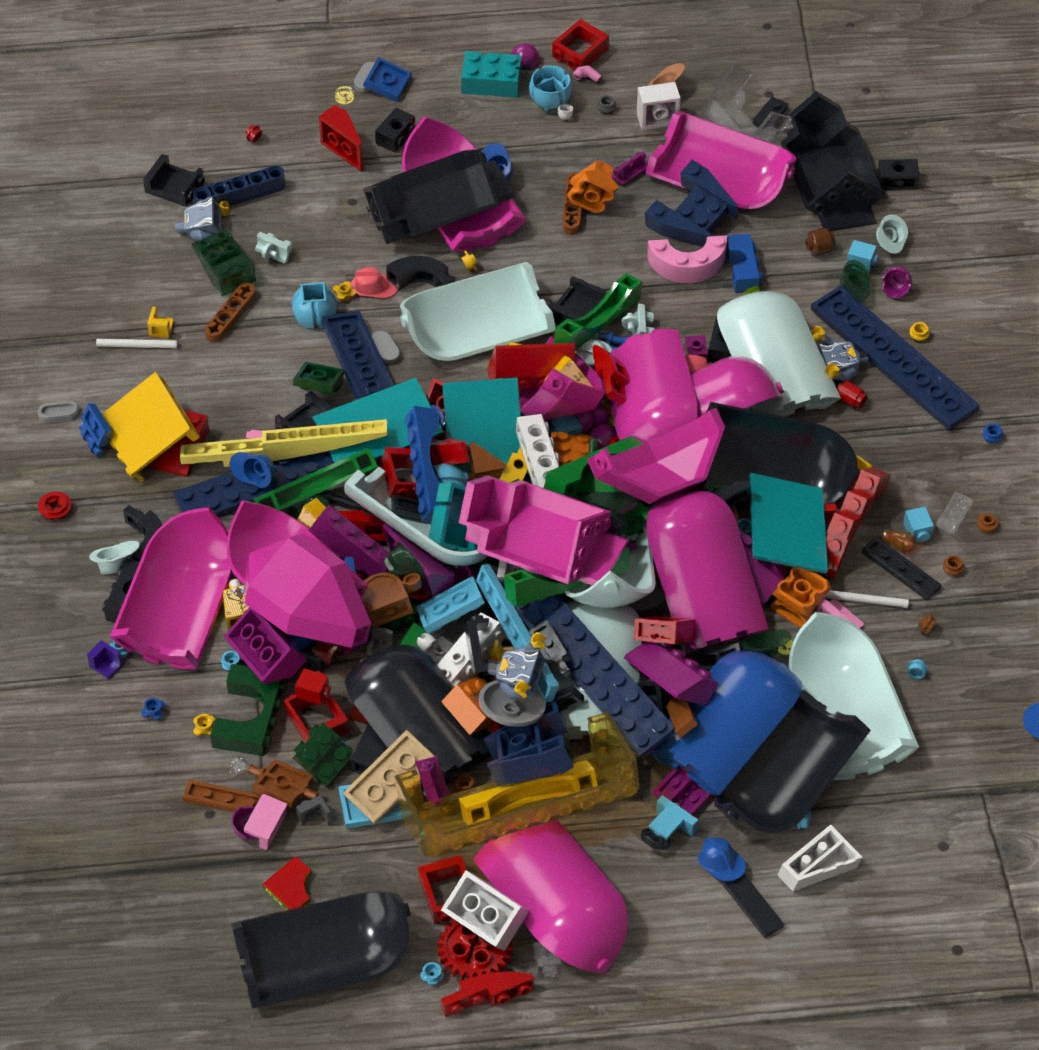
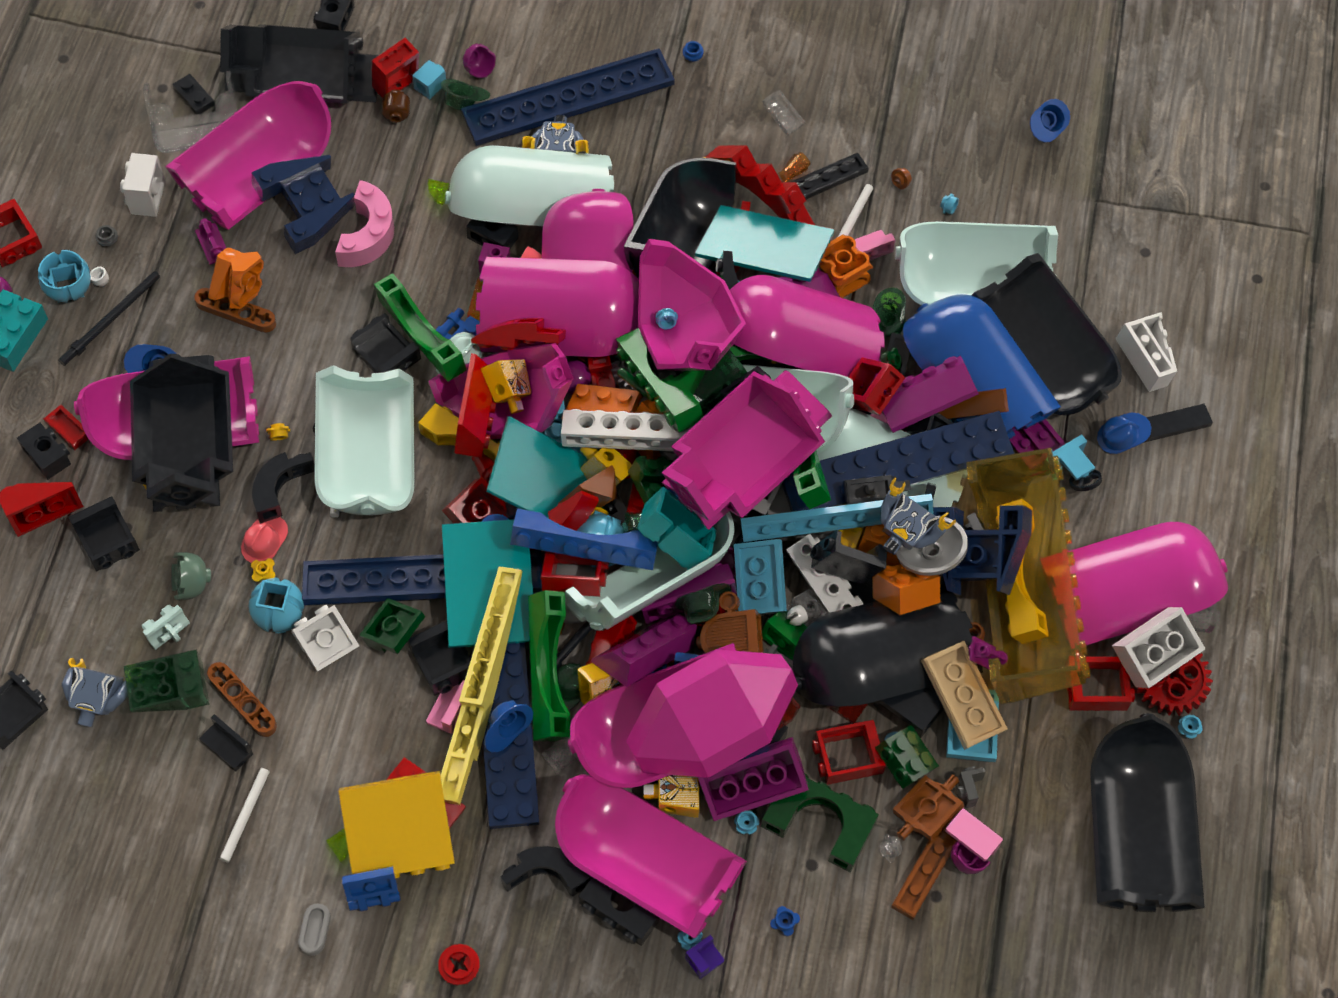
camera: 75 degrees left, 10 degrees up
(112, 558) = (564, 908): light aqua piece -> none
(159, 326) = (229, 781): yellow panel -> none
(190, 314) = (226, 744): none -> black panel
(201, 720) = (828, 867): yellow plate -> none
(244, 187) = (53, 630): dark blue beam -> none
(288, 884) = (1051, 837): red tile -> none
(297, 342) = (324, 637): none -> white plate
(312, 686) = (828, 739): red brick -> none
(318, 244) = (189, 575): none -> sand green cylinder
(339, 188) = (104, 534): none -> black panel
(386, 347) = (363, 548): light grey tile -> none
(405, 507) = (620, 581): black tile -> none
(494, 987) = (1224, 675): red slope -> none
(497, 121) = (79, 346): none -> black bar
(586, 71) = (49, 238): bright pink arm -> none
(637, 321) = (436, 299): light aqua hips -> none
(659, 457) = (666, 318): none -> medium azure plate
(669, 75) = (105, 165): nougat piece -> none
(708, 645) = (892, 357): none -> dark green plate
(741, 250) = (412, 182): blue arch -> none
(852, 394) = (605, 144): red brick -> none
(853, 214) = (395, 67): none -> red window
(892, 233) = (420, 42): light aqua piece -> none
(919, 331) = (547, 62): yellow plate -> none
(919, 524) = (784, 145): medium azure brick -> none
(956, 561) = (841, 131): dark orange plate -> none
(987, 522) = (797, 97): dark orange plate -> none

